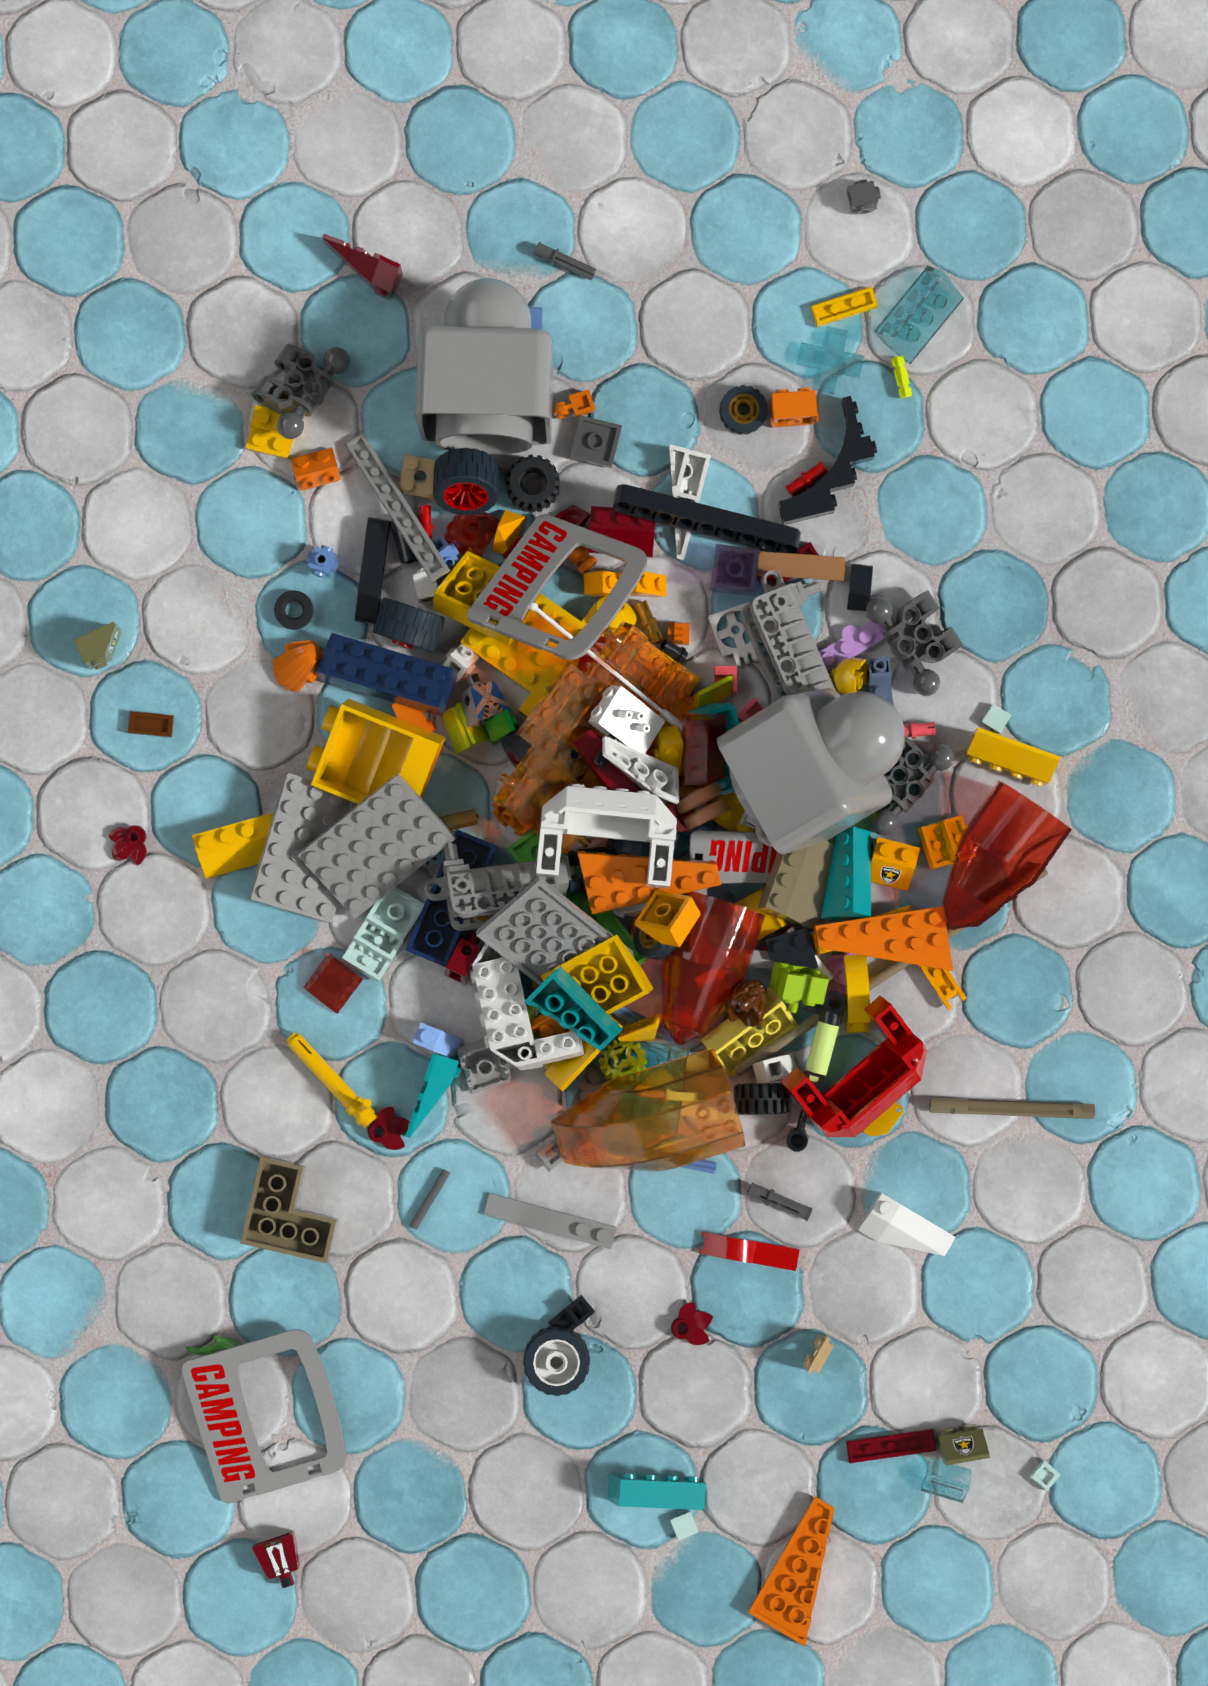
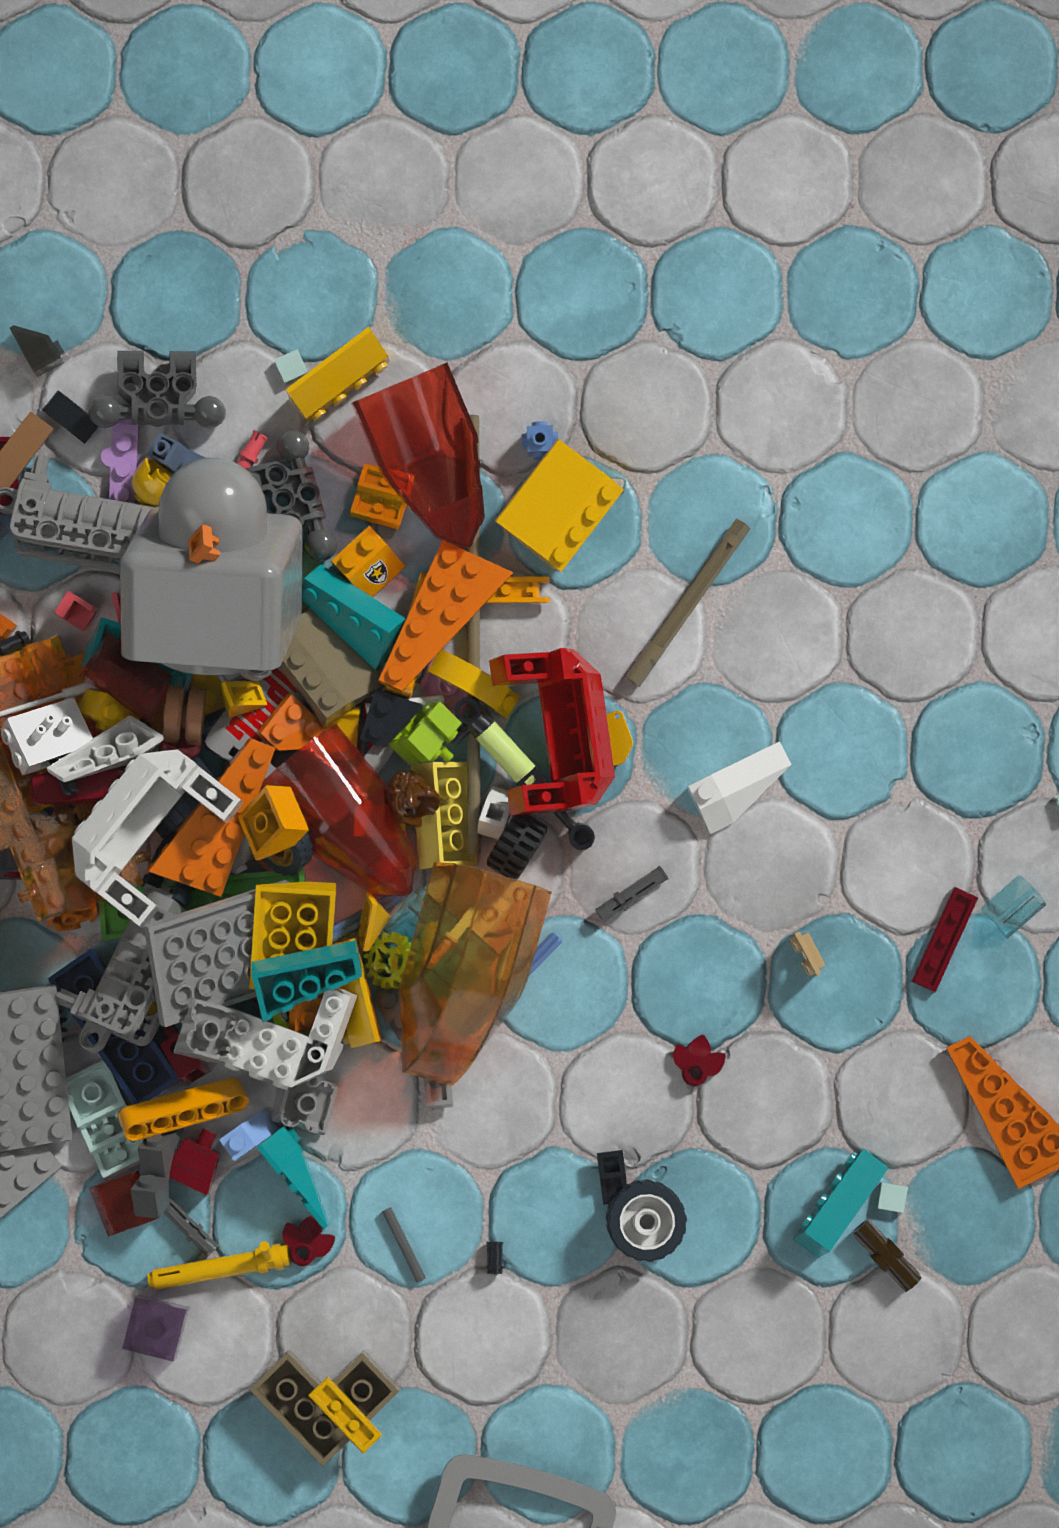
camera: 50 degrees left, 0 degrees up
(261, 1062) = (155, 1327): none -> clear purple brick
(286, 1236) = (345, 1415): none -> yellow tile
(346, 1036) = (190, 1228): none -> dark grey pin
(381, 985) = (151, 1190): none -> dark grey arch
(393, 1015) = (196, 1162): none -> dark red torso
(426, 983) = (183, 1109): none -> light orange beam
(460, 819) = (42, 967): clear orange piece -> none
(461, 1269) = (494, 1258): none -> black pin
(491, 966) = (206, 1031): none -> light grey slope
(550, 1221) = (503, 1136): light grey slope -> none
(641, 1548) = (886, 1255): none -> dark brown piece
(713, 693) = (80, 631): neon yellow slope -> none
(741, 837) = (242, 697): none -> yellow slope
(742, 650) = (56, 575): white piece -> none
(743, 884) = (290, 725): none -> orange plate
(750, 1251) = (662, 955): red piece -> none
(832, 747) = (202, 545): none -> orange tile
(892, 534) = (38, 349): none -> clear smoke slope
(962, 1445) = (988, 867): olive slope -> none
(1021, 973) = (559, 505): none -> yellow slope
(1050, 929) = (534, 448): none -> medium blue brick

